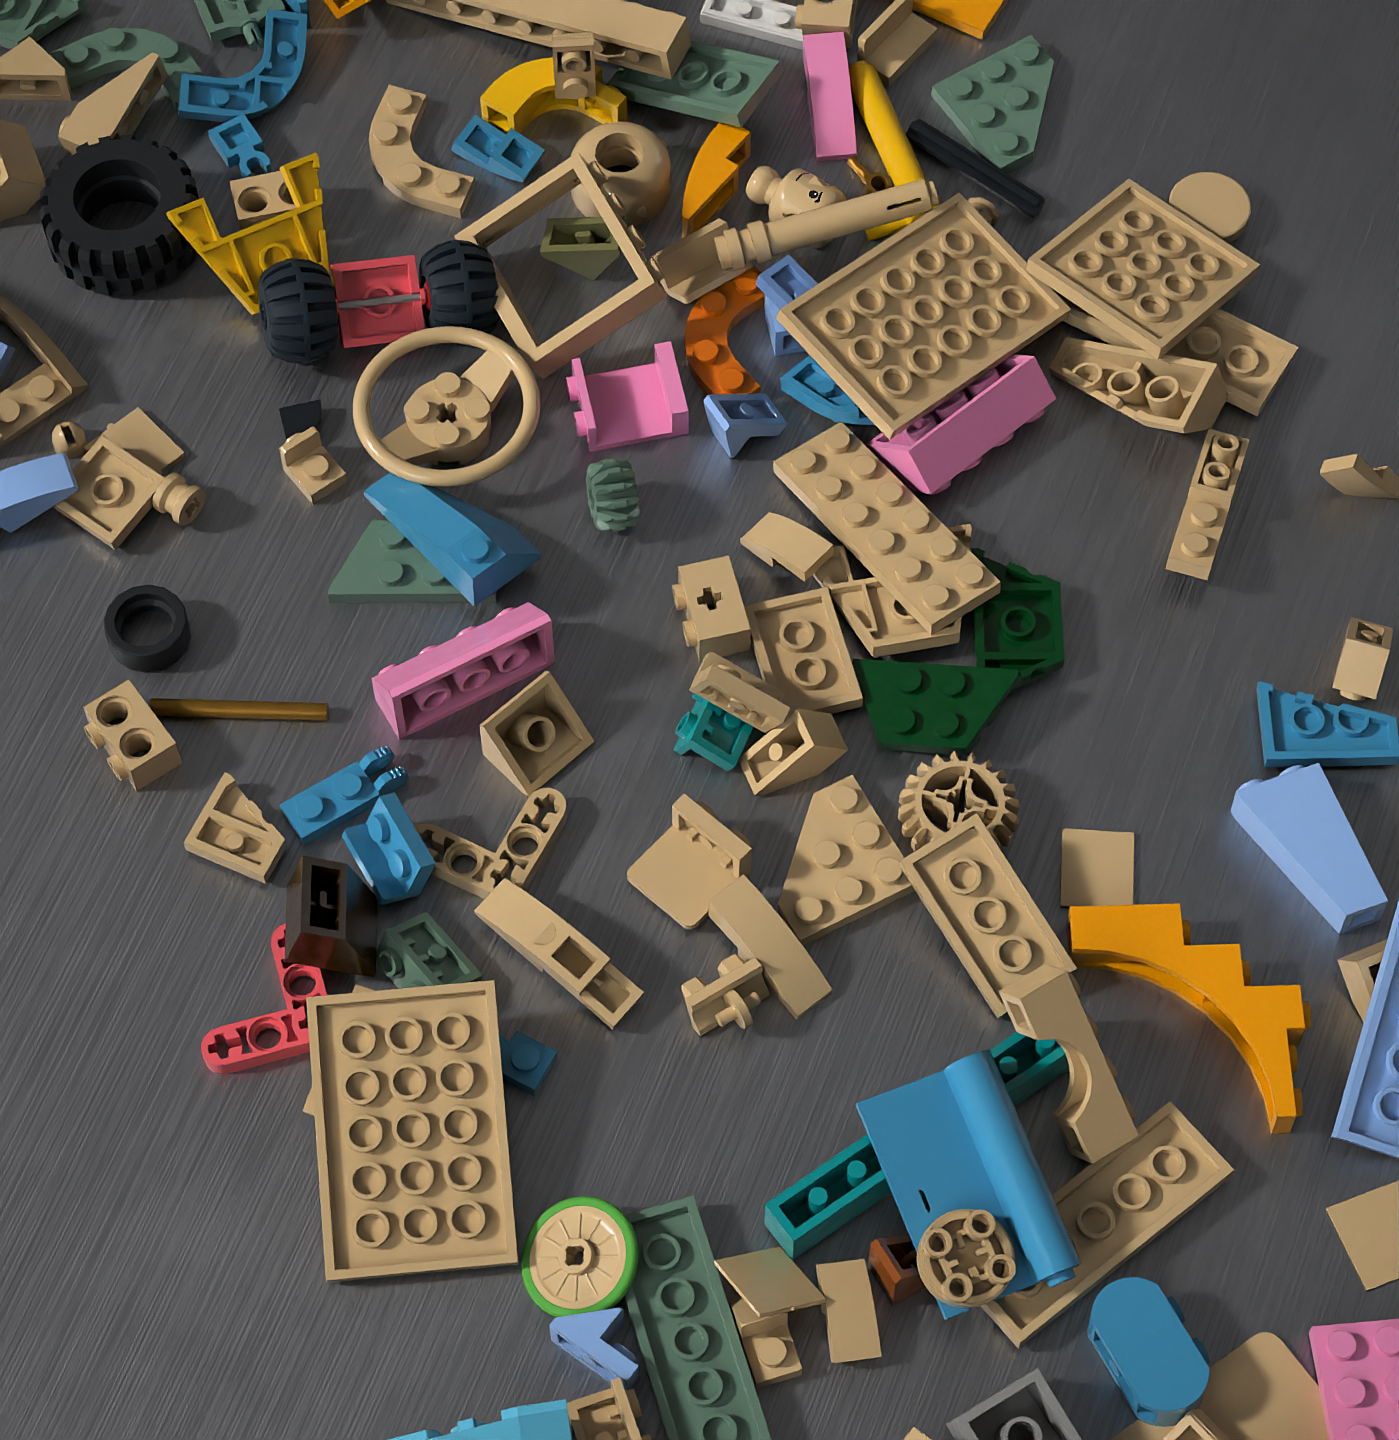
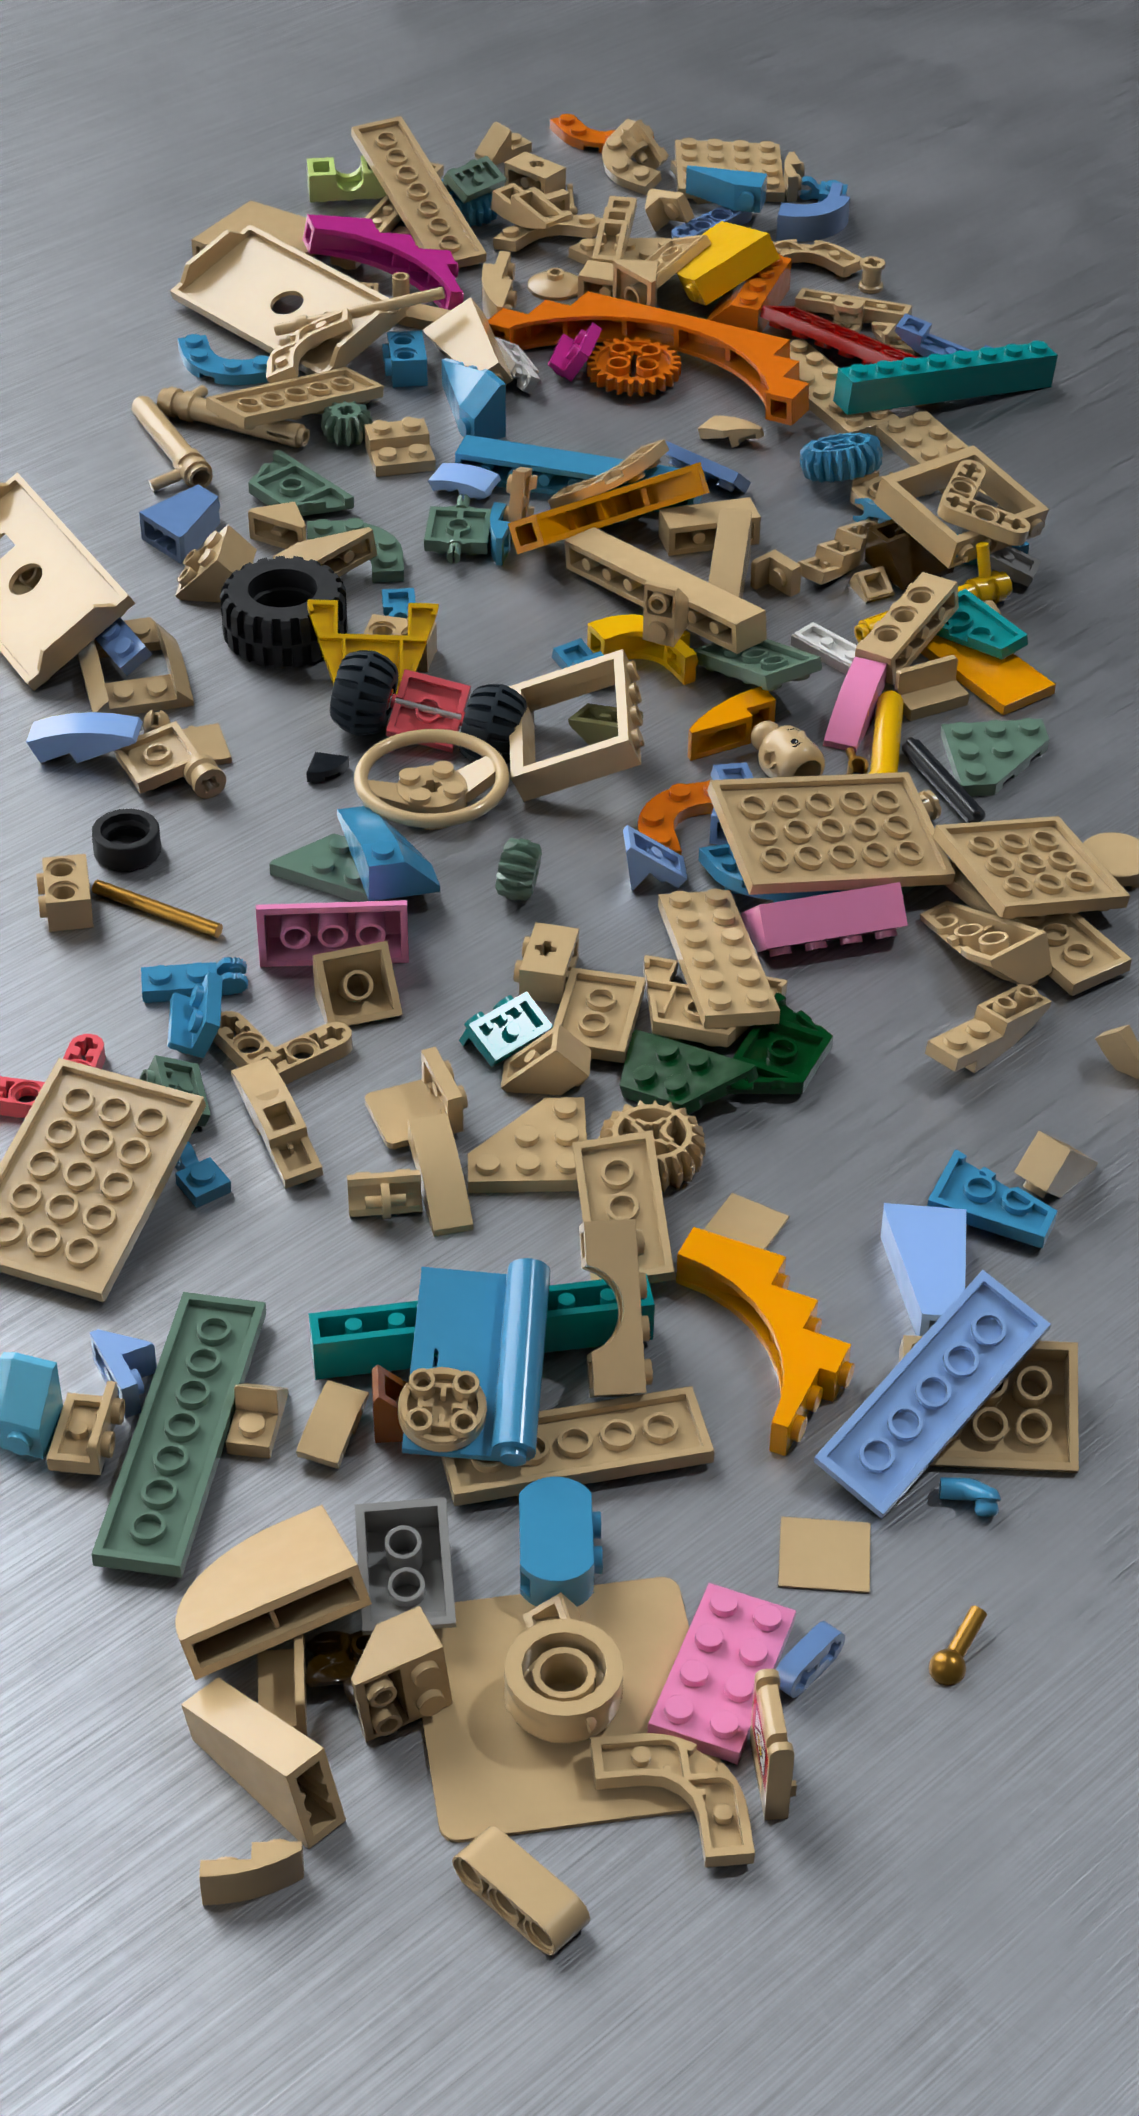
camera: 25 degrees right, 20 degrees down
(236, 833) = (96, 972): tan wing -> none
(257, 90) = (435, 580): dark azure plate -> none
(311, 465) = (314, 788): tan bracket -> none
(330, 918) = (120, 1031): dark brown slope -> none
(402, 168) = (509, 641): tan plate -> none
(608, 1251) = (152, 1305): tan wheel -> none
(630, 402) = (576, 833): bright pink panel -> none
(640, 190) = (670, 699): tan piece -> none
(693, 264) = (683, 762): tan panel -> none
(739, 693) = (521, 1002): tan bracket -> none
(764, 240) = (791, 758): tan cylinder -> none
(769, 1281) = (281, 1375): tan window -> none
(788, 543) = (633, 944): tan slope -> none

